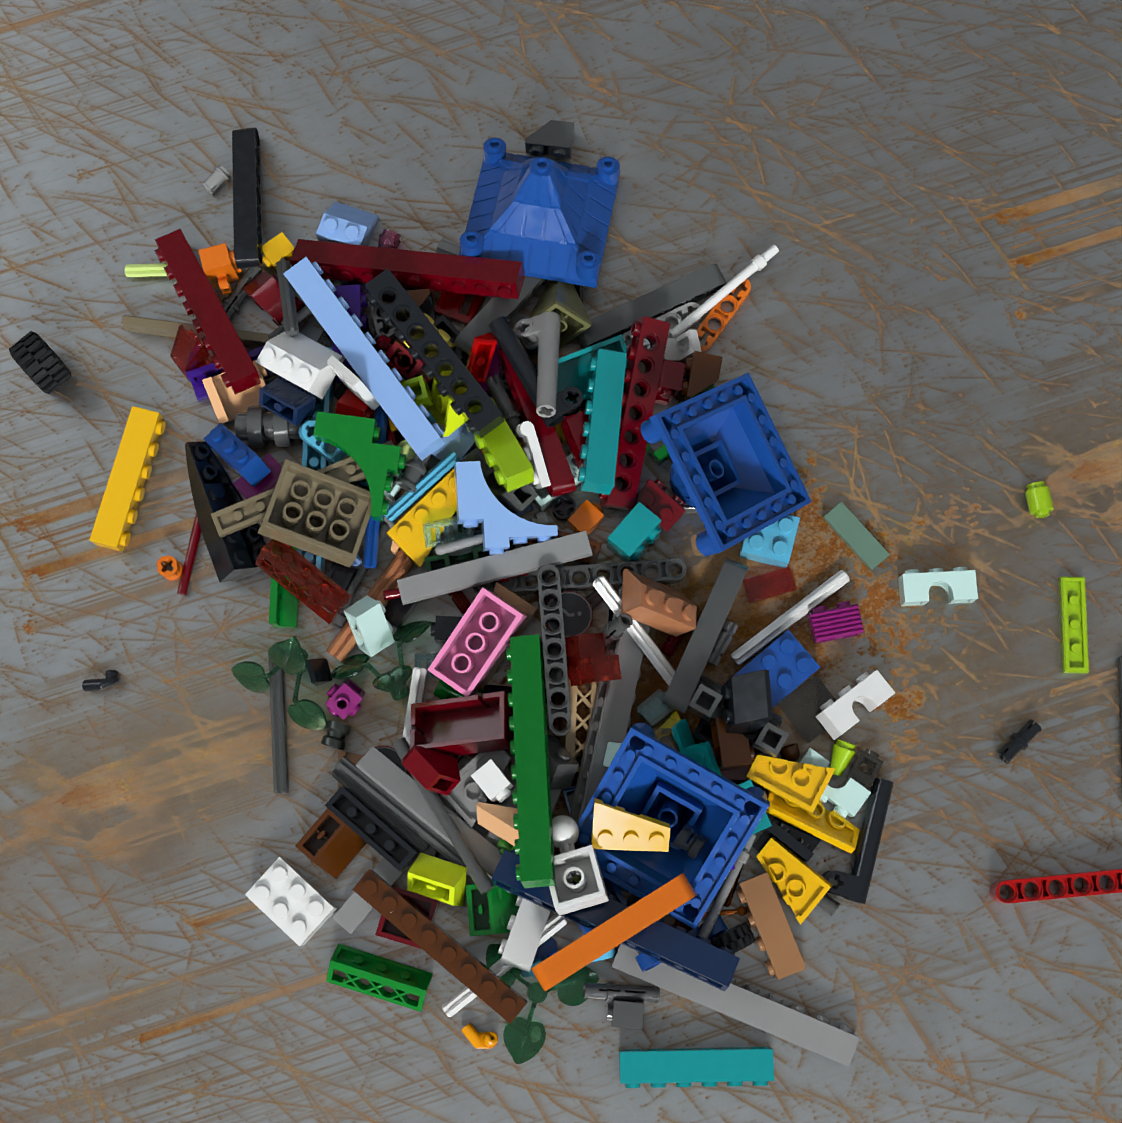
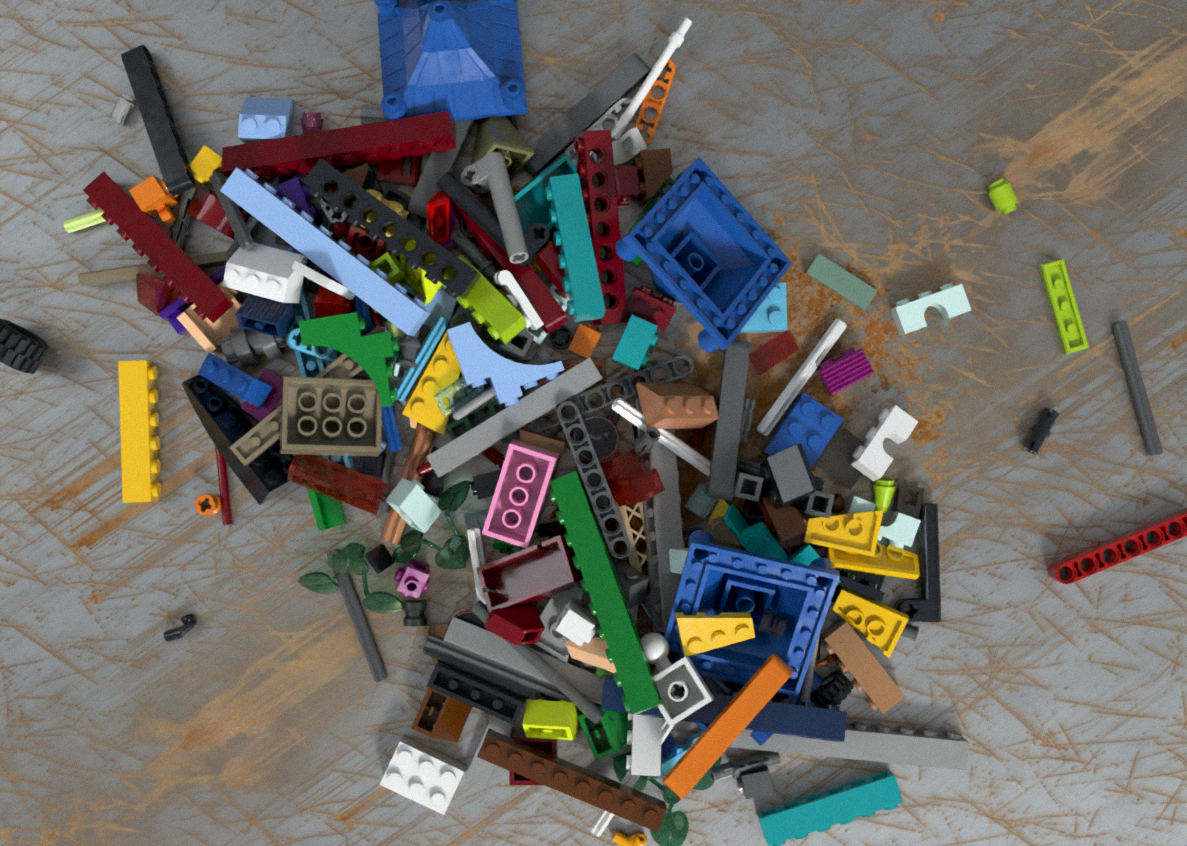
camera: 20 degrees left, 10 degrees up
(379, 973) = (523, 813): green fence -> none

